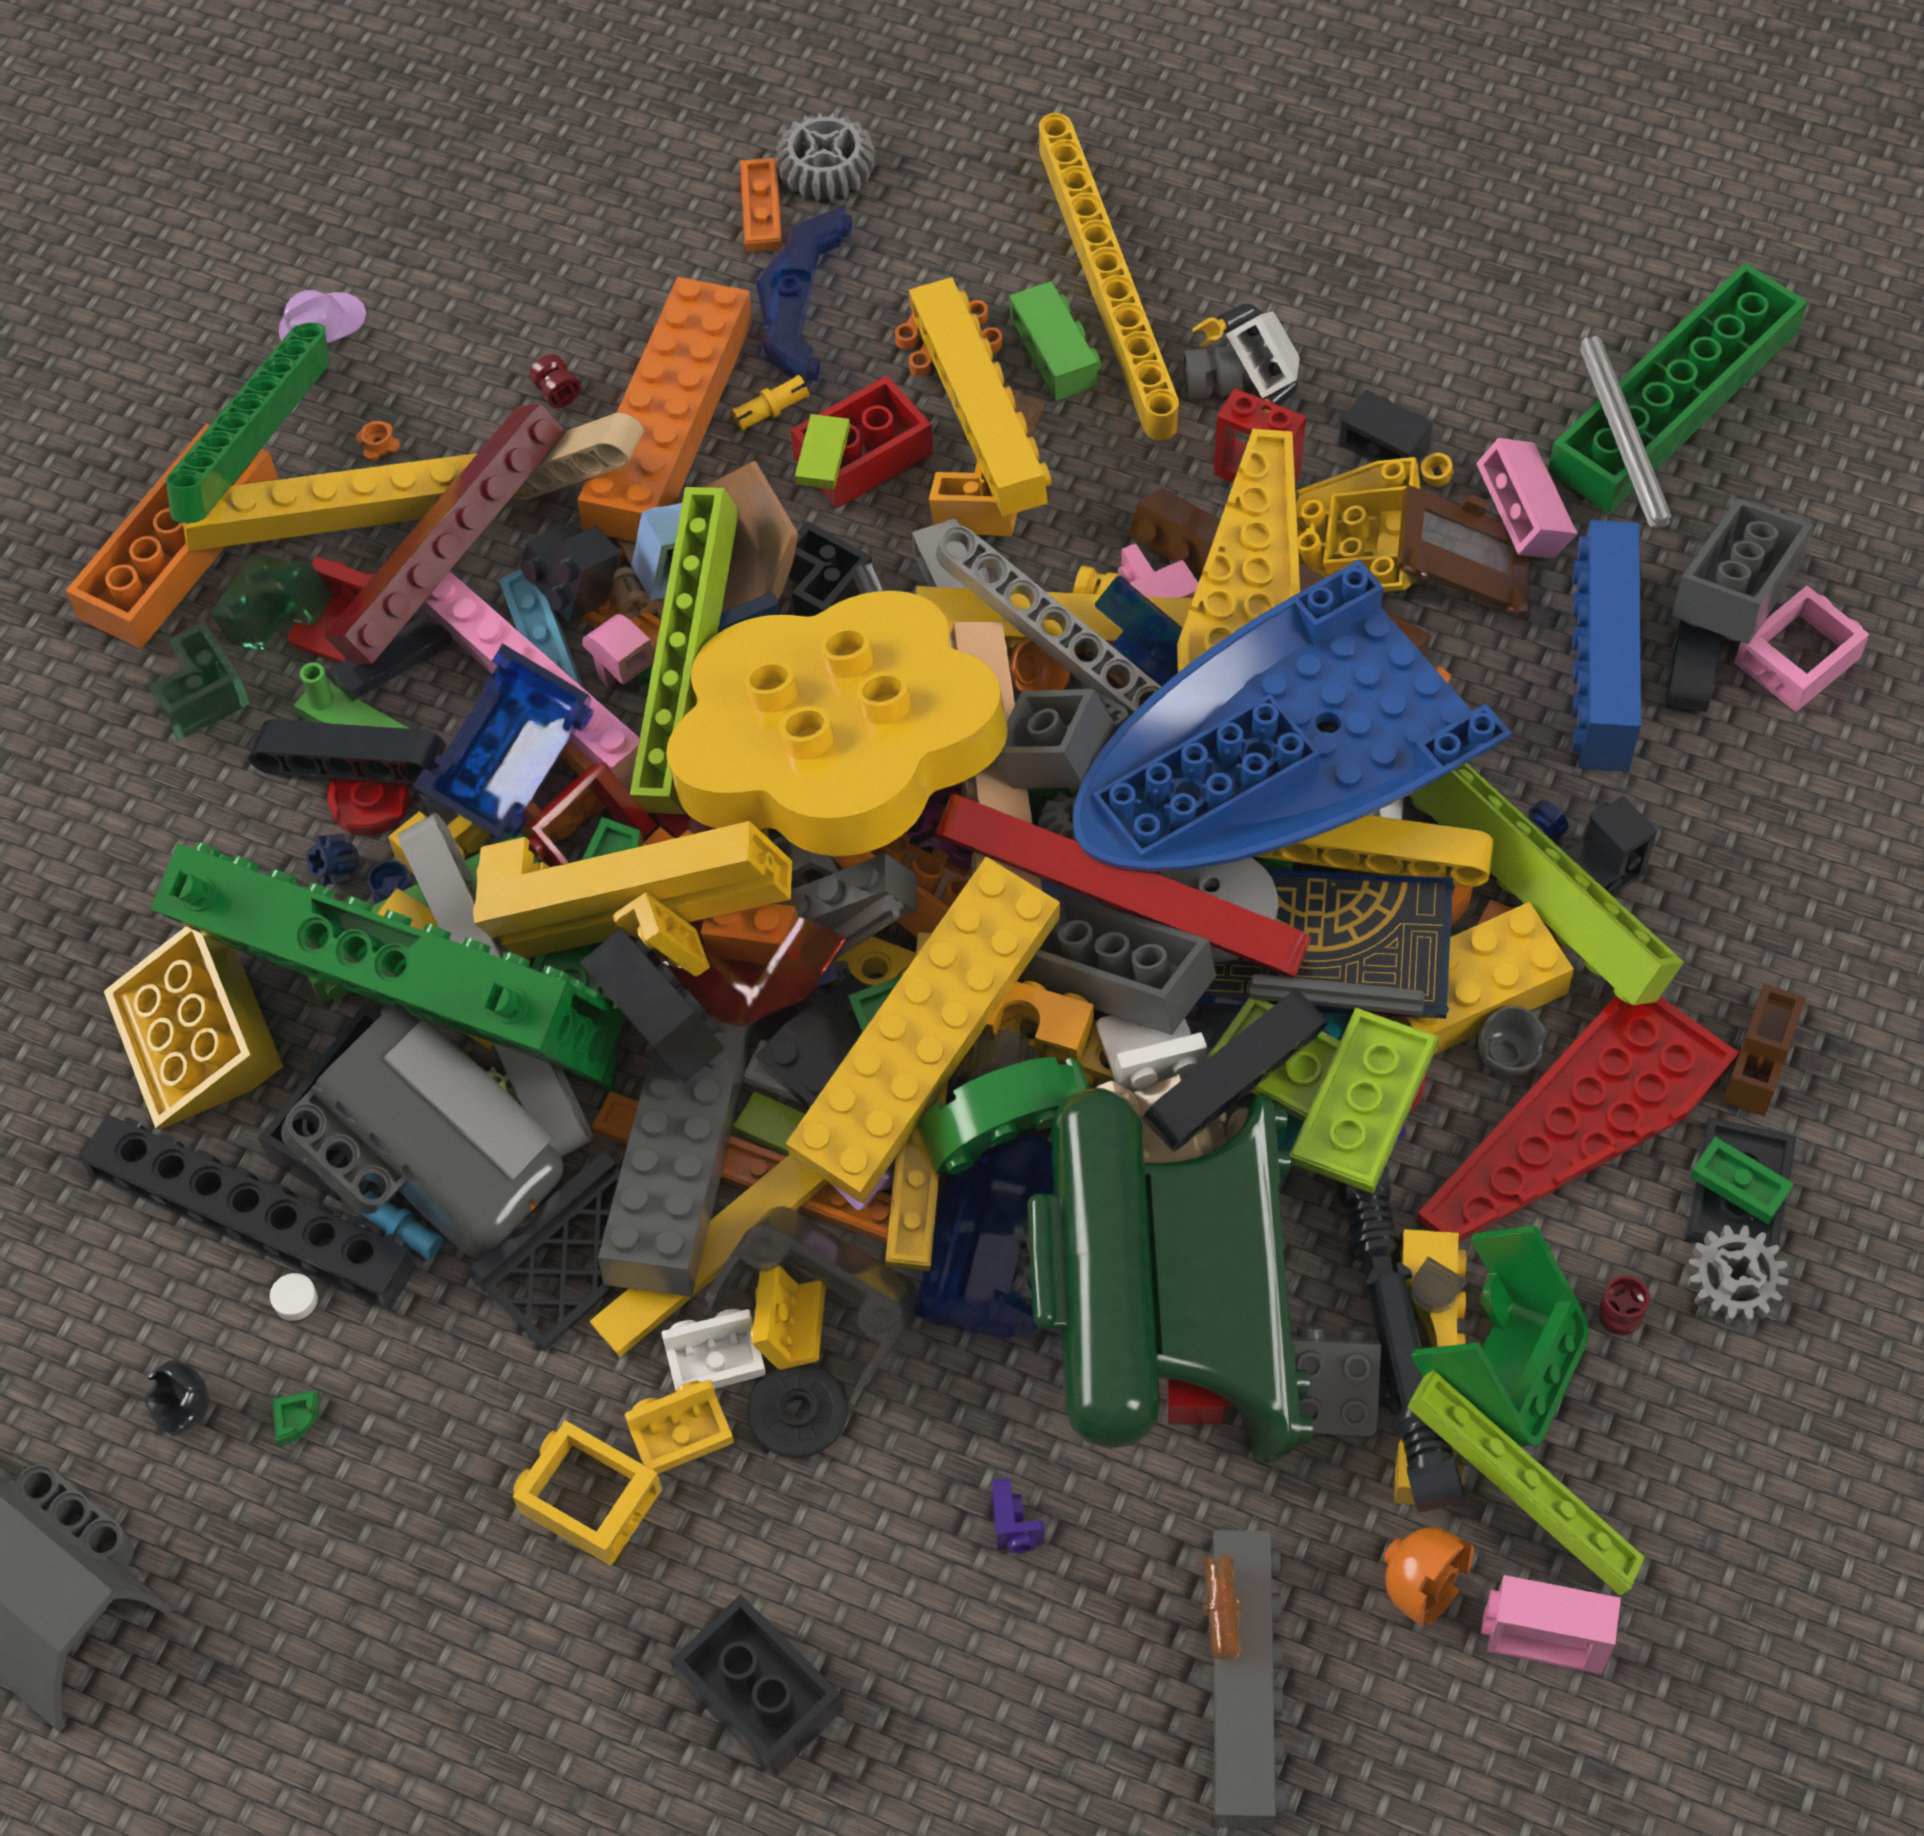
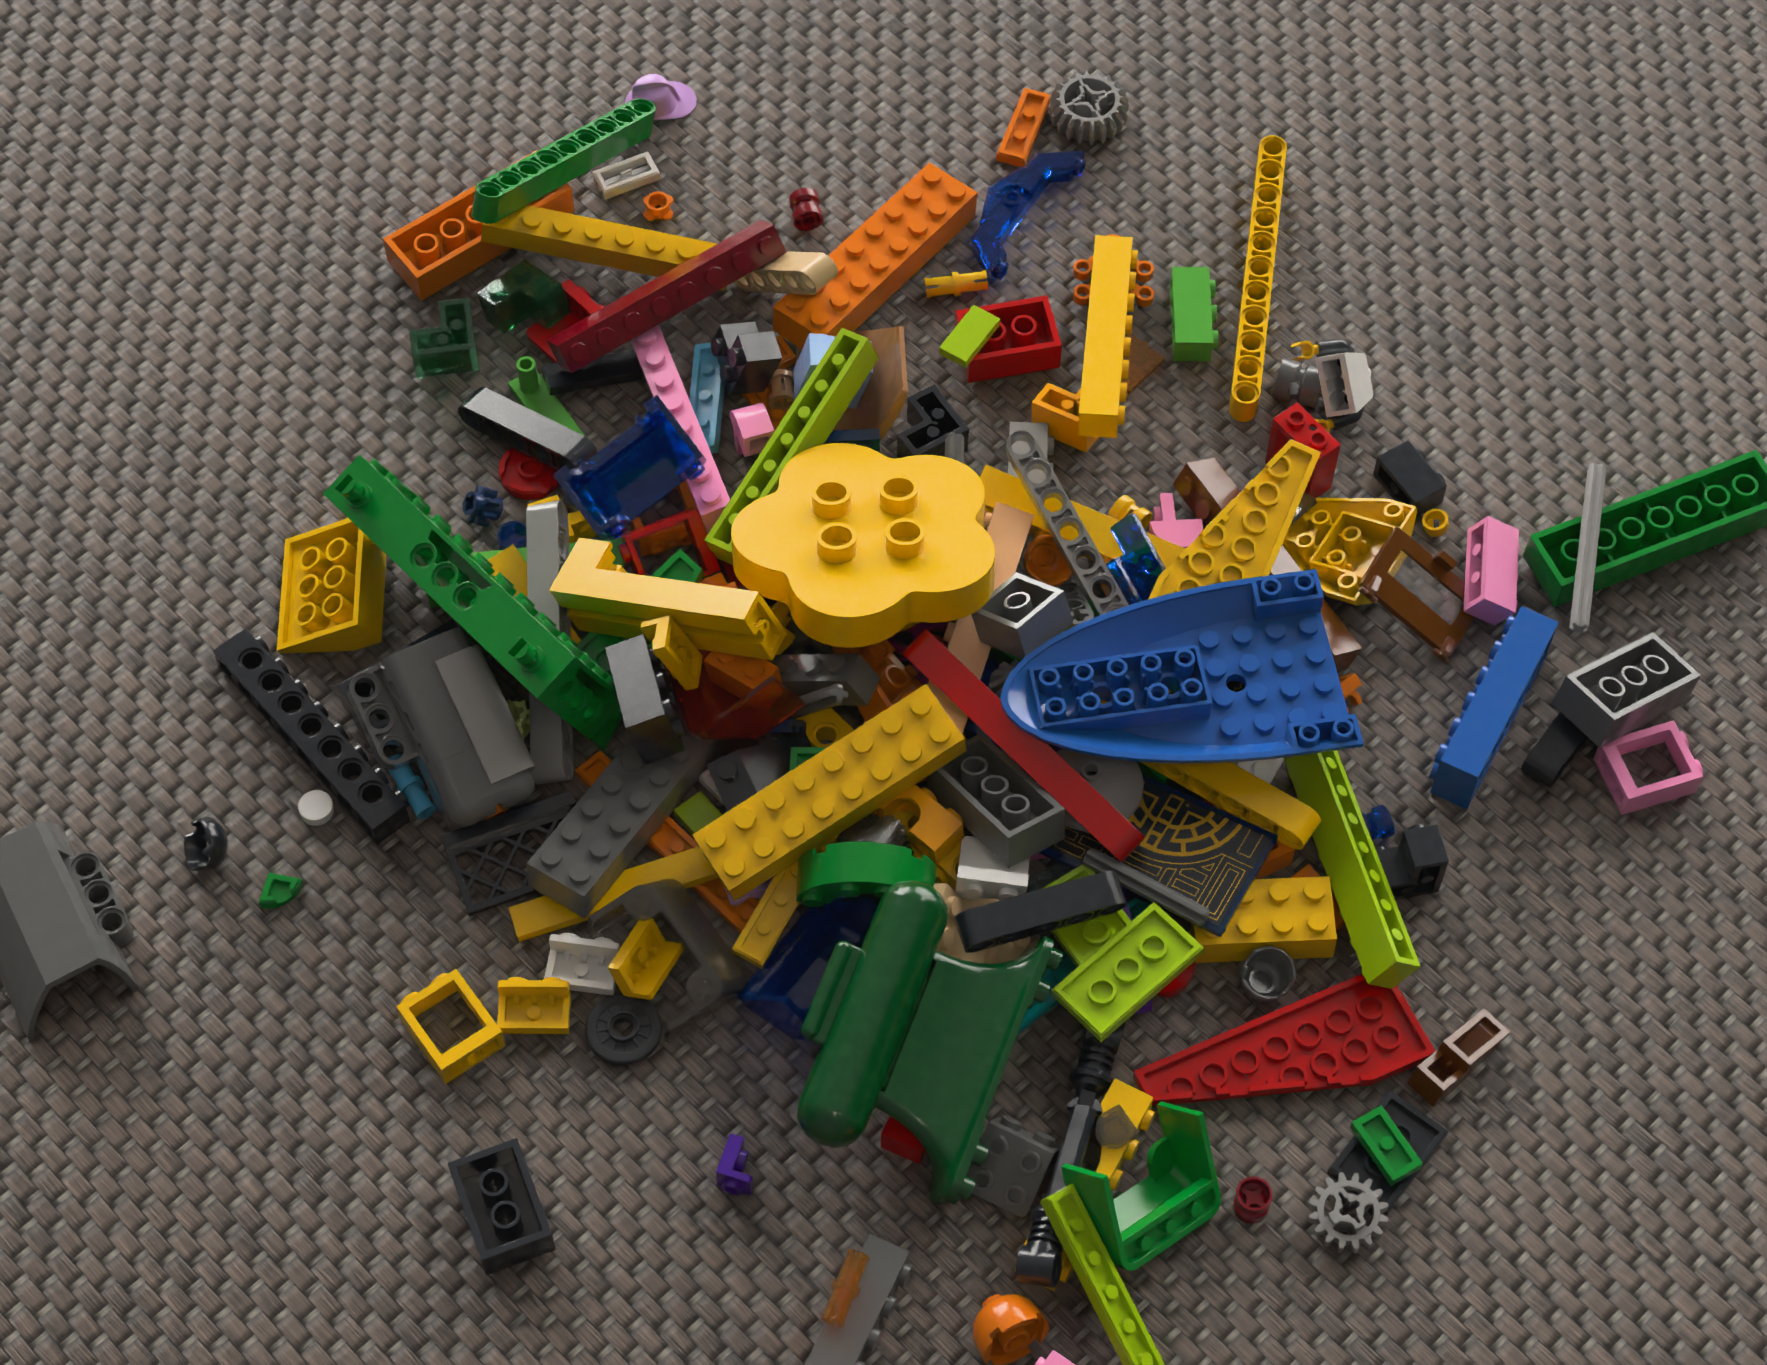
camera: 20 degrees right, 0 degrees up
(326, 421) = (629, 178): none -> white tile

